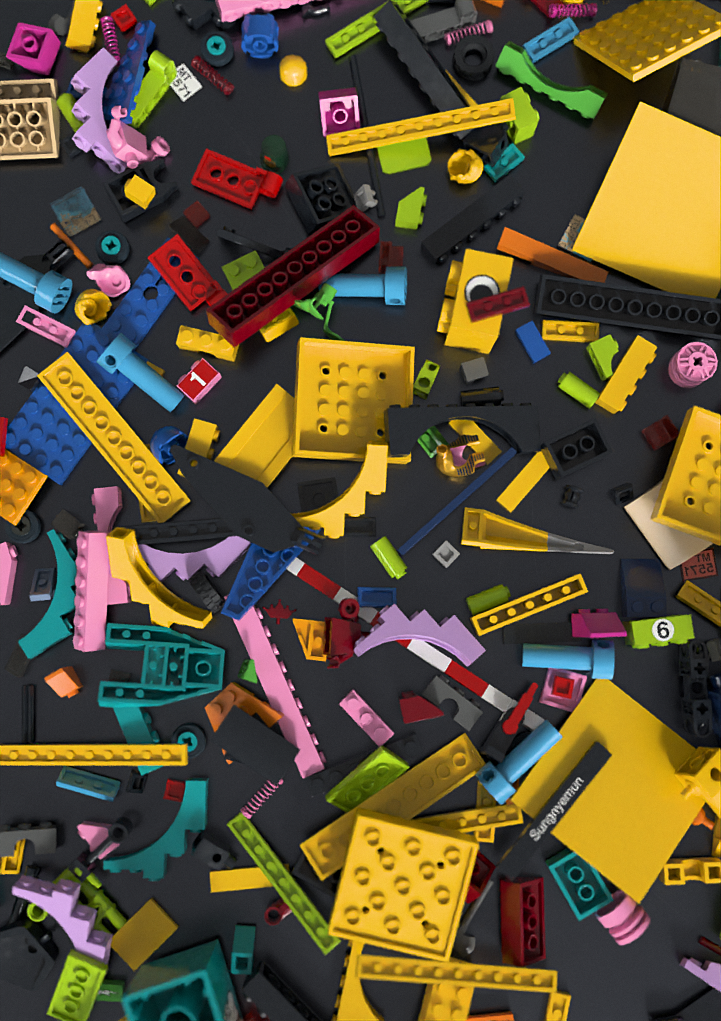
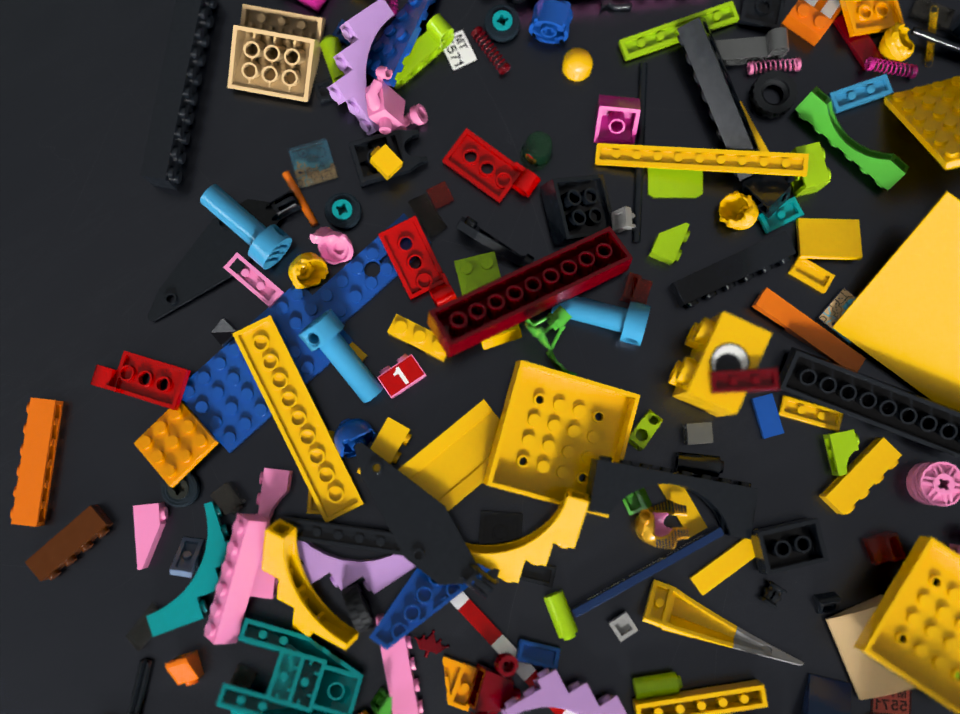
camera: 15 degrees right, 0 degrees up
(543, 209) = (811, 274): none -> yellow tile
(551, 174) = (829, 239): none -> yellow tile
(578, 389) = (805, 480): lime brick -> none

